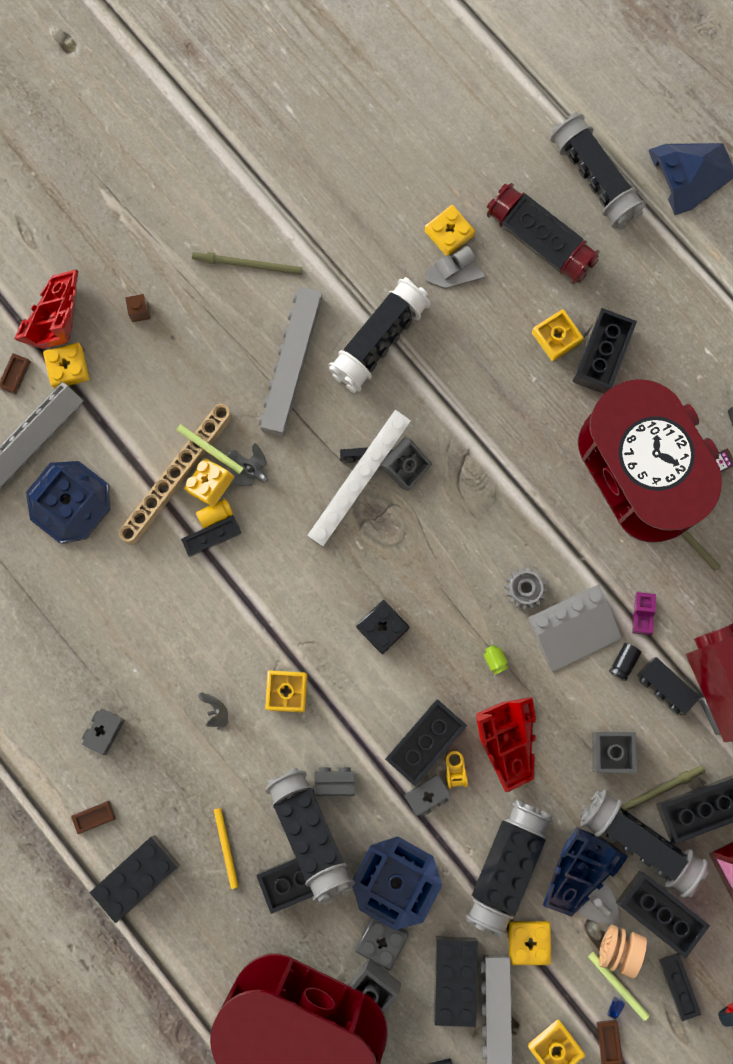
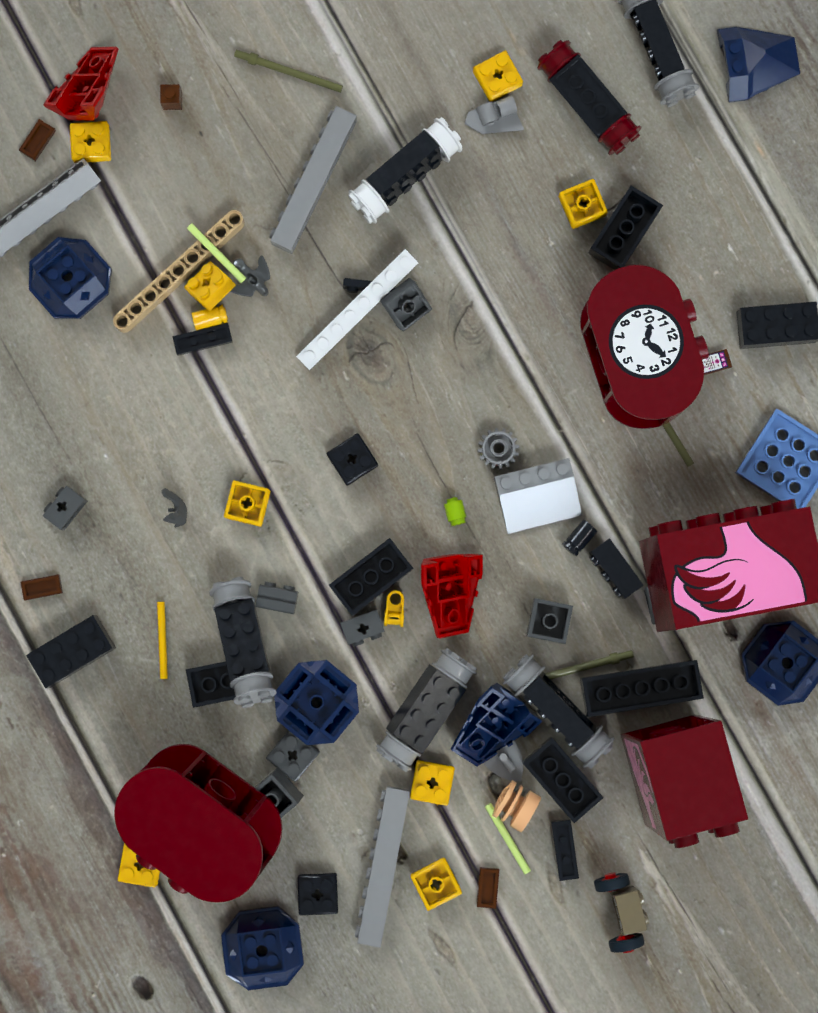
camera: 10 degrees right, 5 degrees up
(455, 981) = (354, 803): black brick -> none
(616, 1007) = (500, 857): clear blue tile -> none
(644, 613) = (608, 495): magenta slope -> none

